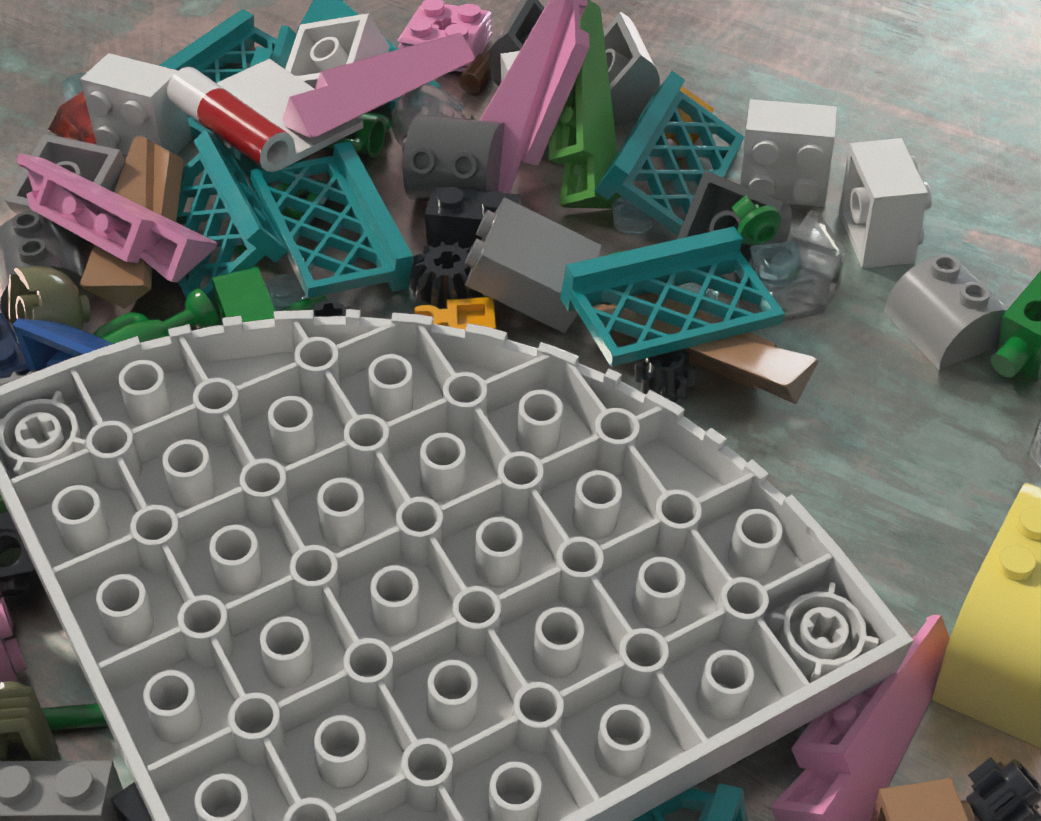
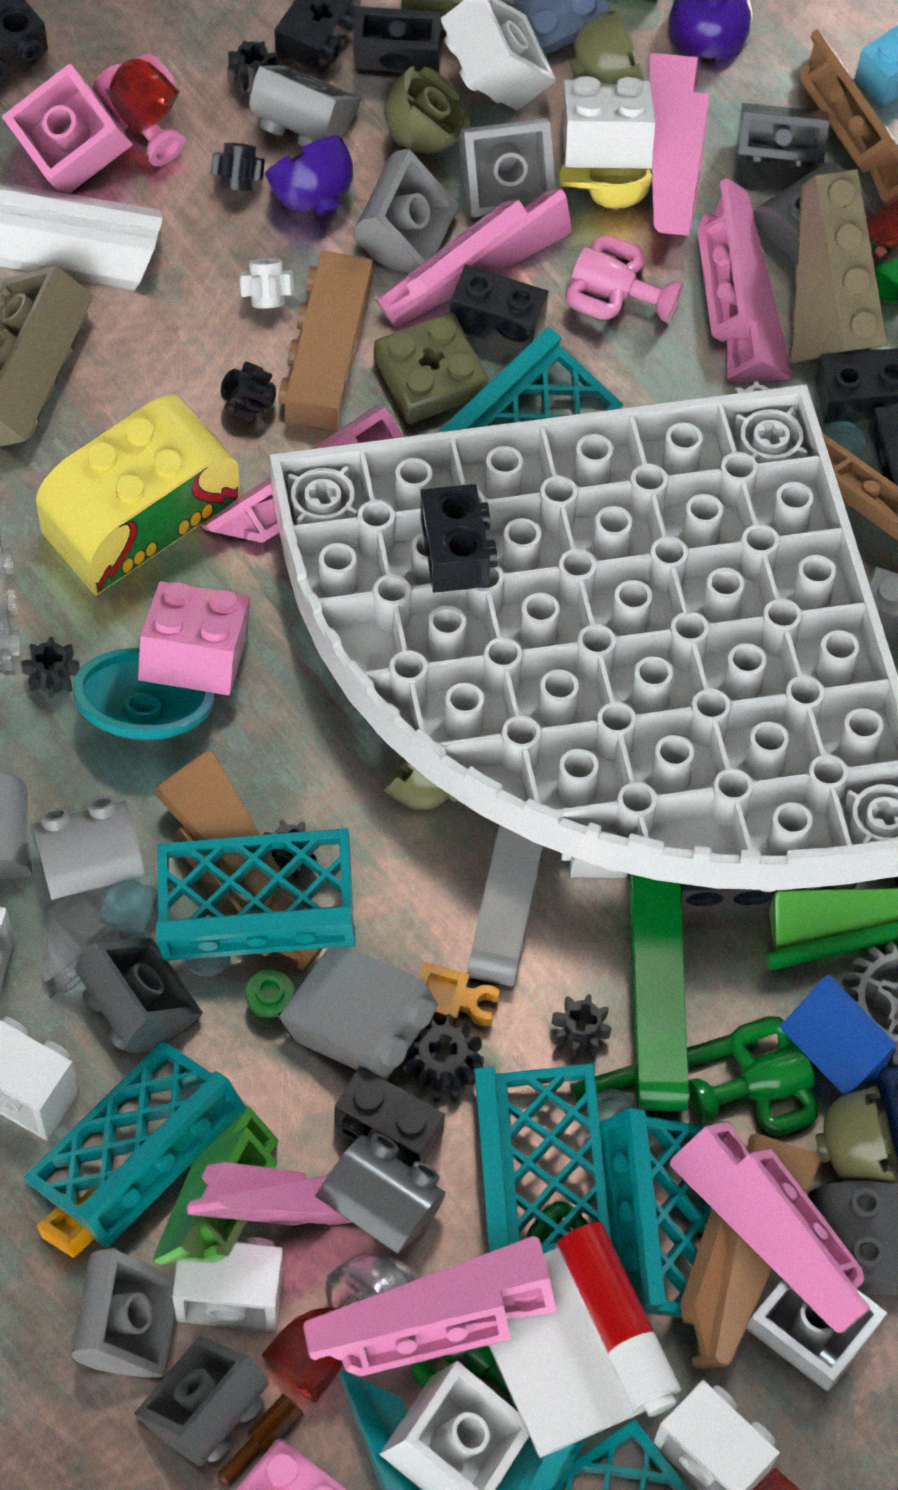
camera: 165 degrees left, 20 degrees up
(475, 95) = (291, 1354): none -> clear red brick
(644, 558) = (455, 527): none -> black brick
(757, 223) = (131, 935): green plate -> none
(846, 298) = (87, 847): none -> light grey brick
(873, 488) = (194, 638): none -> bright pink brick
(910, 414) = (121, 705): none -> teal dish
(995, 445) = (42, 657): none -> black gear

